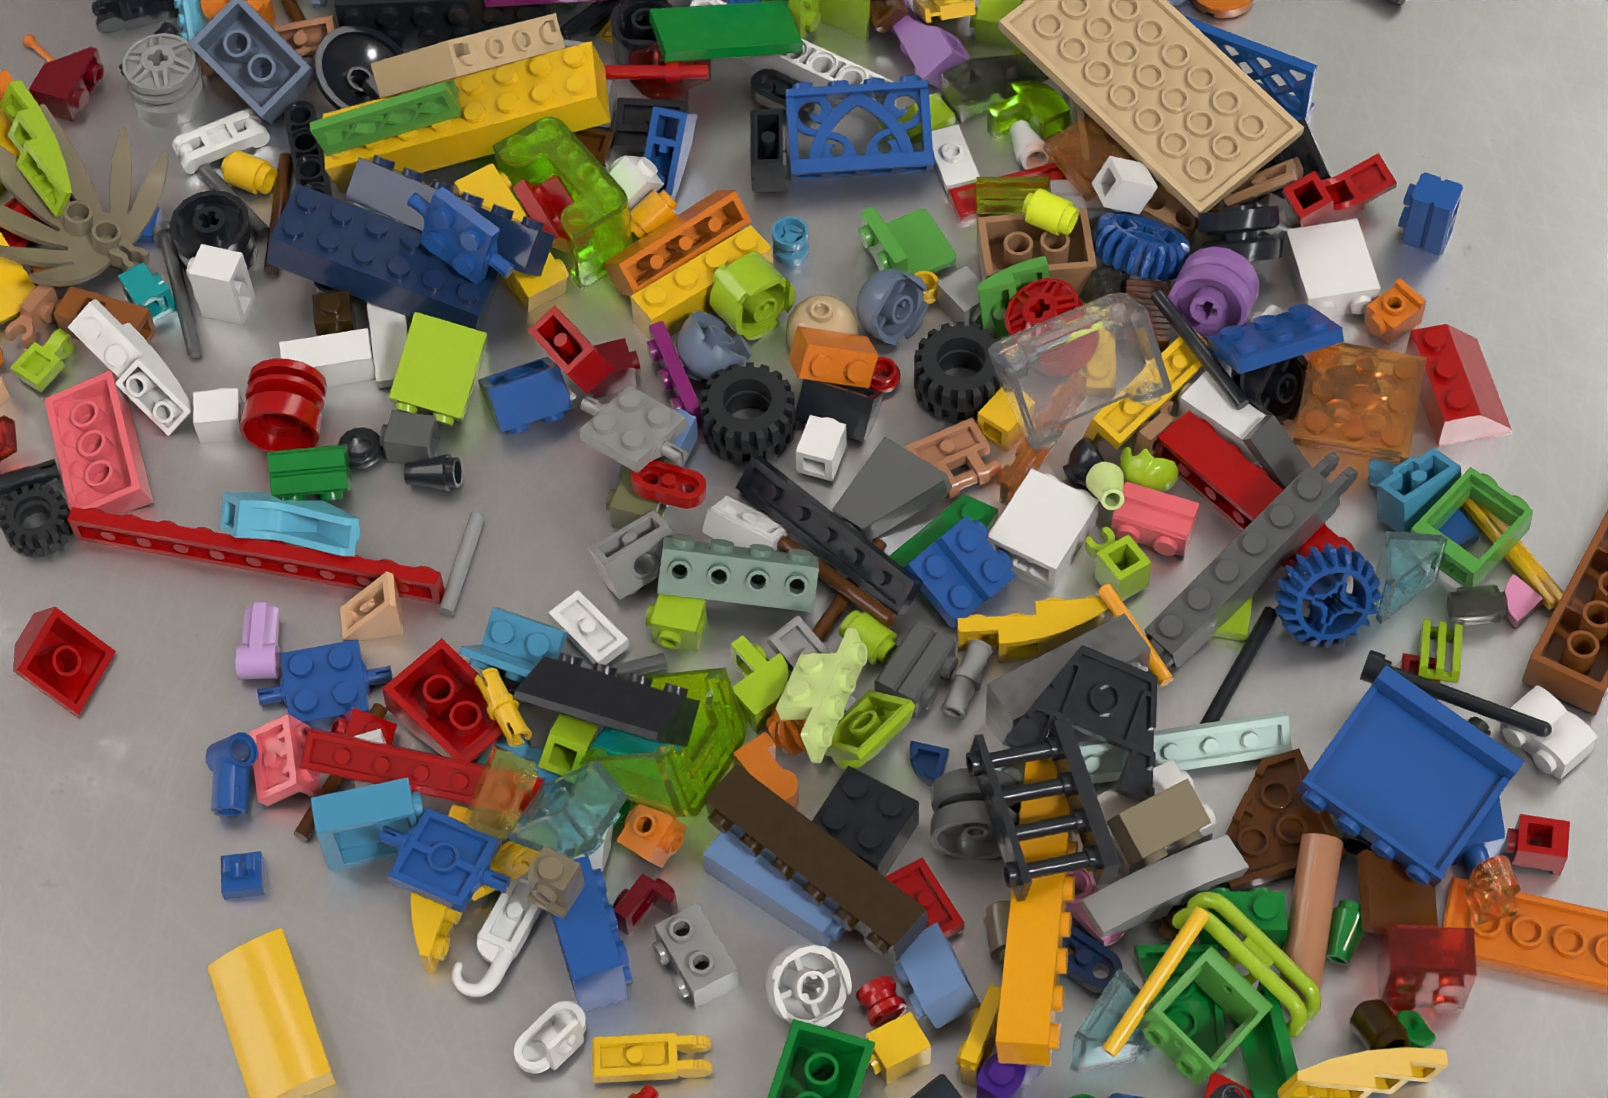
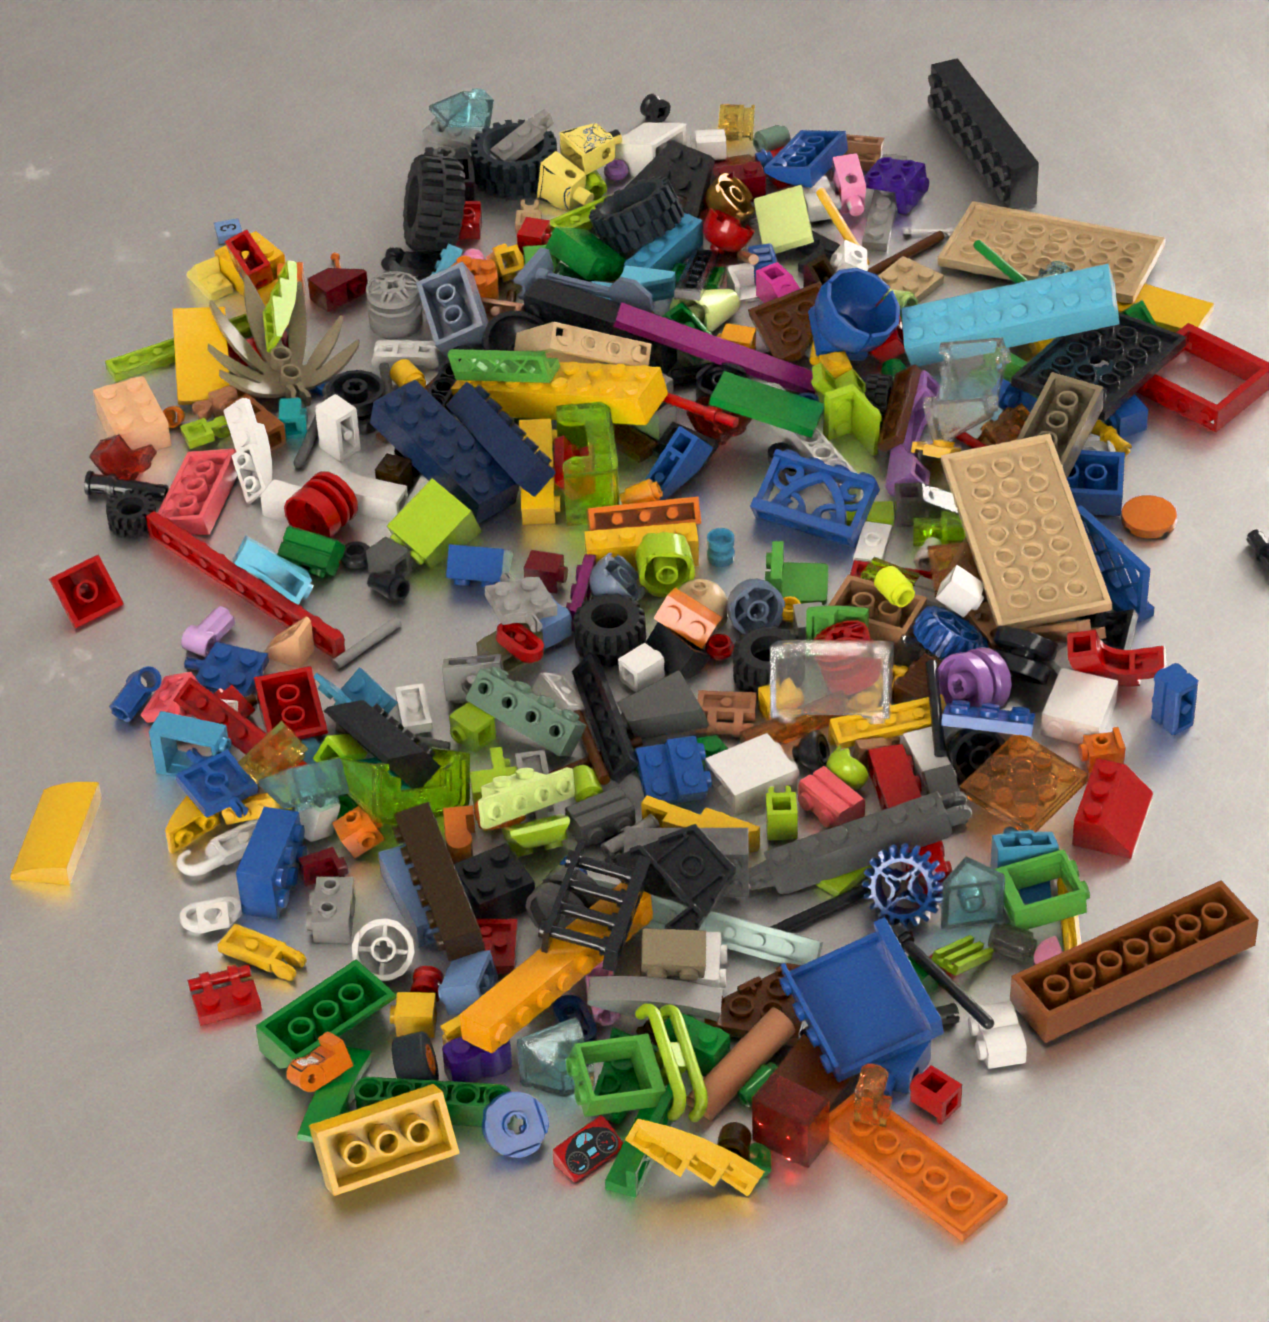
camera: 30 degrees right, 15 degrees down
(242, 875) = (102, 750): blue tile -> none
(460, 235) = (491, 445): blue plate -> none
(503, 707) = (315, 716): yellow pin -> none
(554, 882) = (262, 810): dark tan brick -> none
(570, 349) = (517, 541): red brick -> none
(636, 177) = (638, 467): white brick -> none
(768, 150) = (743, 487): black brick -> none
(1106, 484) = (808, 760): yellowish green cone -> none
(1118, 608) = (754, 852): light orange bar -> none
(1155, 982) = (593, 1033): yellow bar -> none

